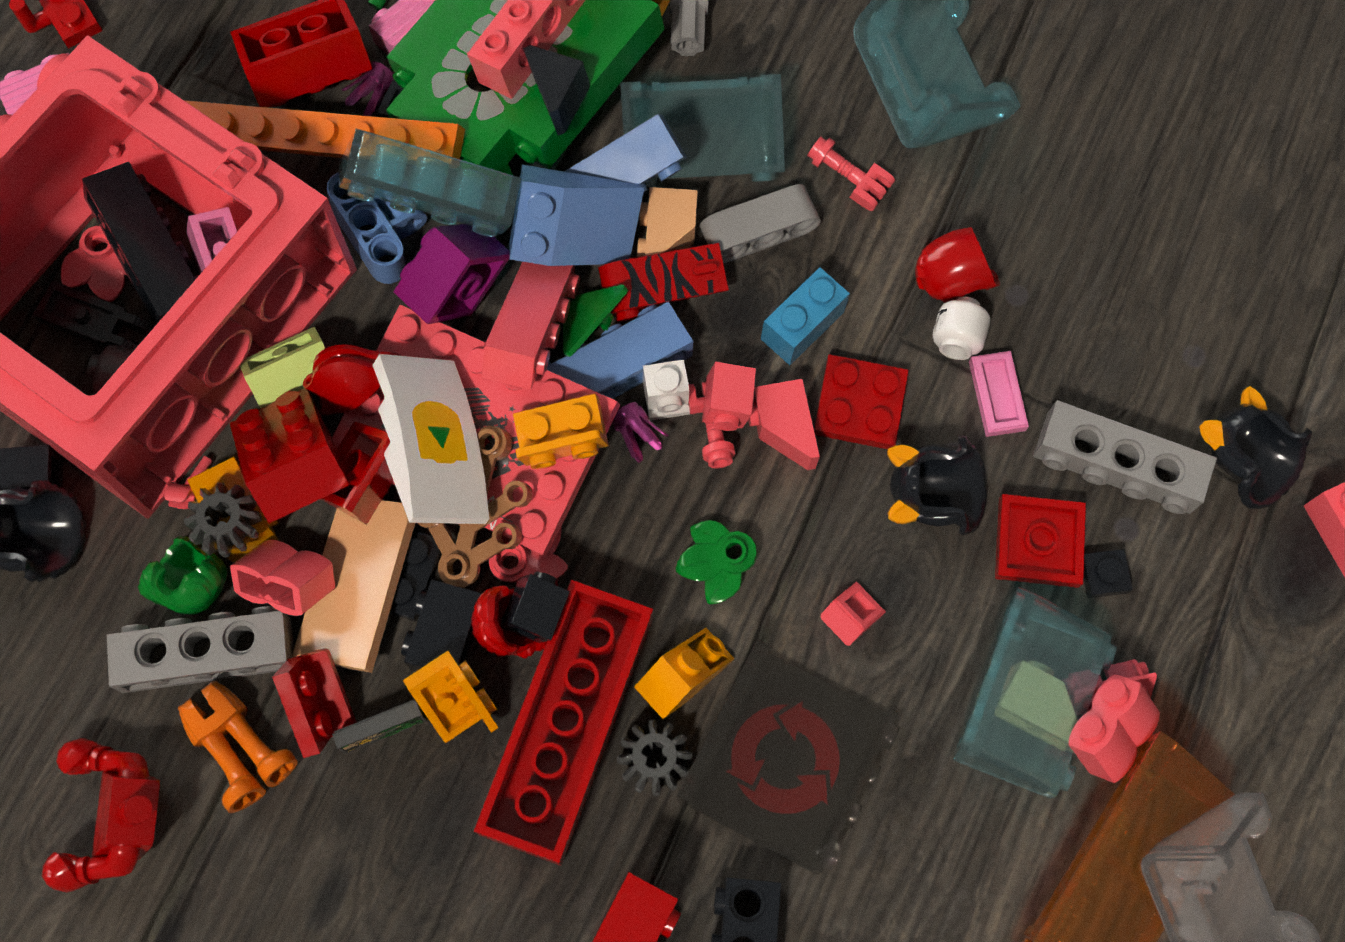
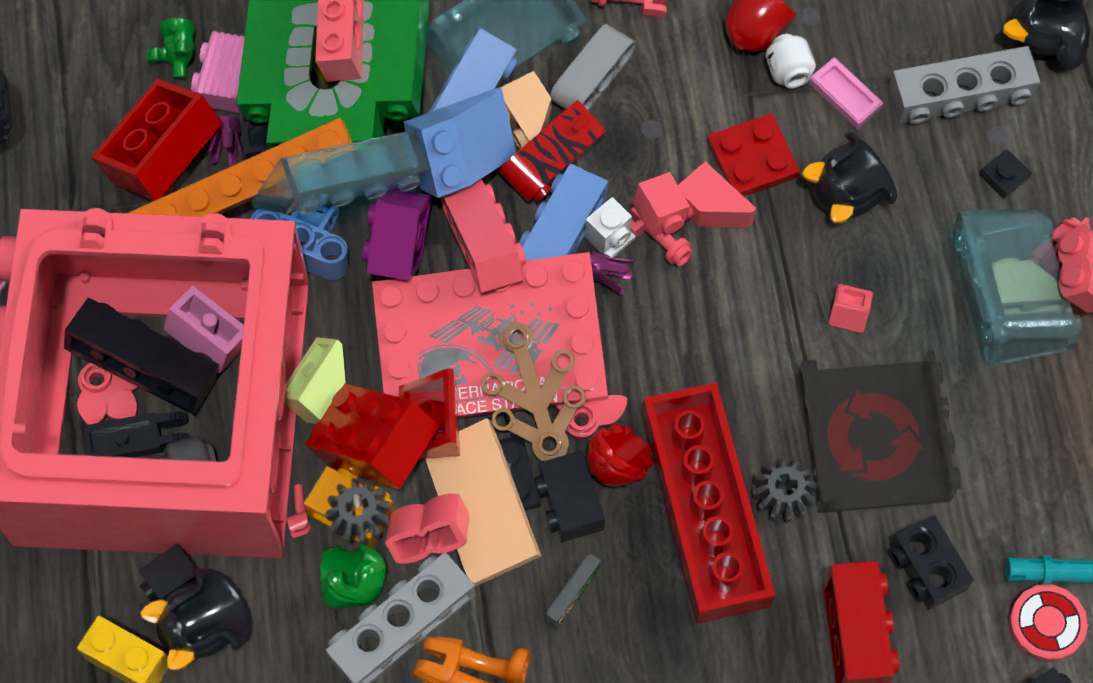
camera: 30 degrees left, 5 degrees down
(313, 699) = (515, 597): red bracket -> none
(343, 377) = (375, 353): red hat -> none
(432, 441) = (479, 357): white slope -> none
(448, 696) = (614, 534): light orange bracket -> none
(535, 607) = (633, 432): black brick -> none
(560, 82) = (393, 45): black slope -> none
(560, 431) = (565, 296): light orange bracket -> none
(588, 313) = (520, 204): green piece -> none
(683, 672) = (764, 418): light orange slope -> none
(711, 562) = (726, 331): green plate -> none
(804, 316) = (673, 117): dark azure brick -> none
(1040, 541) = (946, 177): red plate -> none

